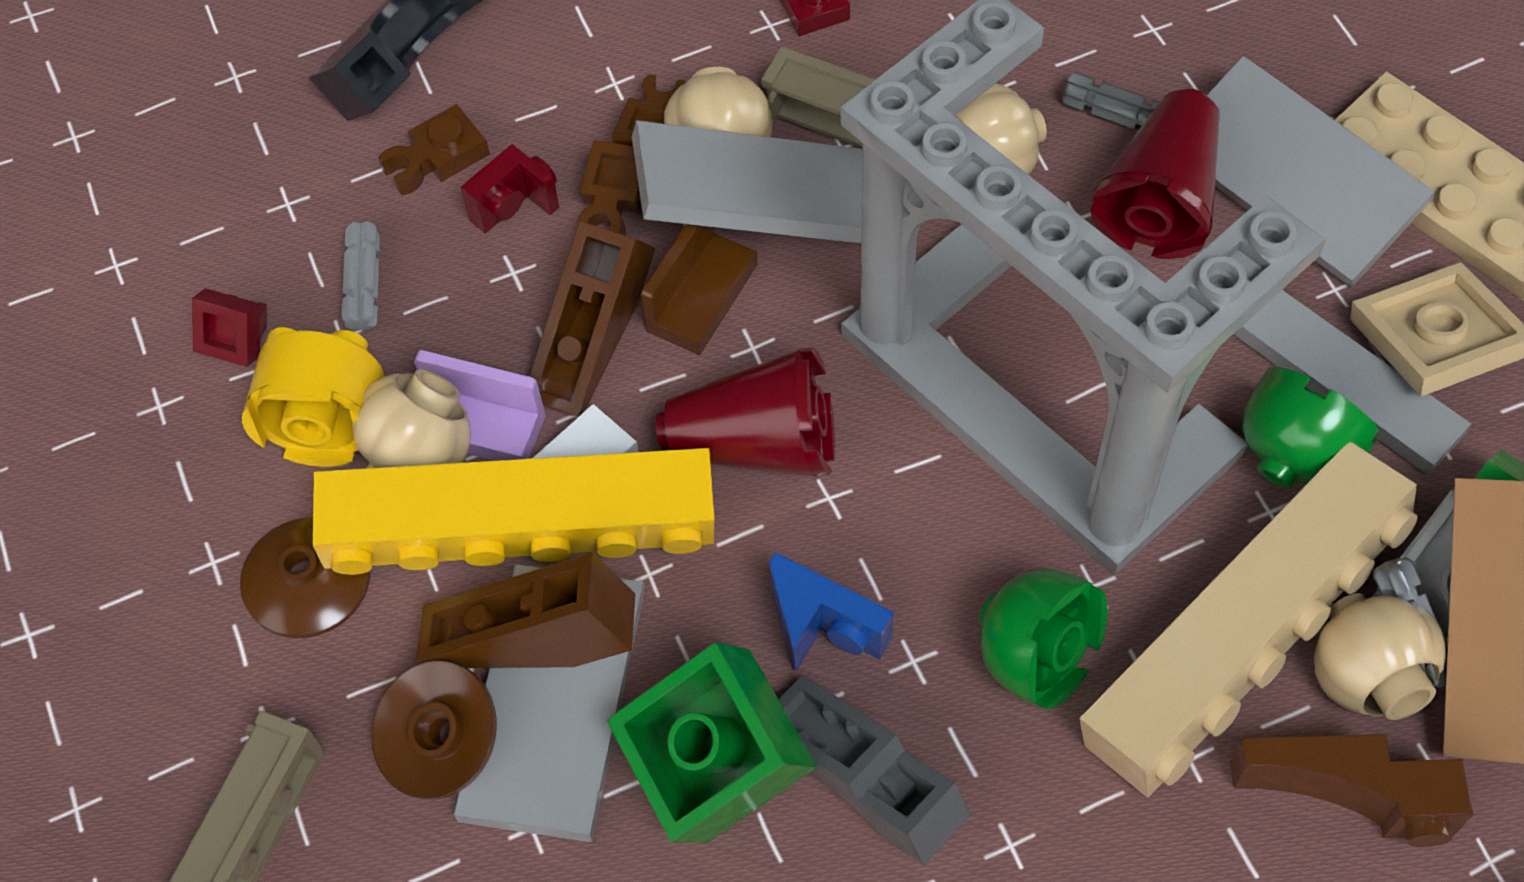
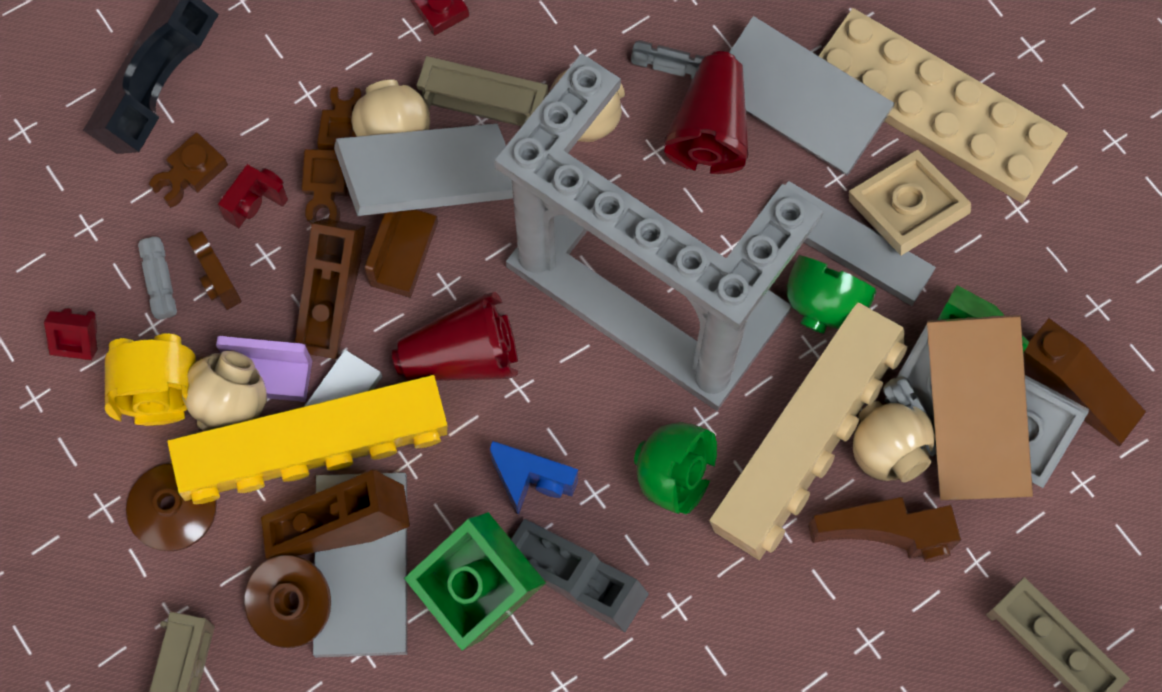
camera: 15 degrees left, 10 degrees up
(437, 286) = (216, 279): none -> reddish brown plate

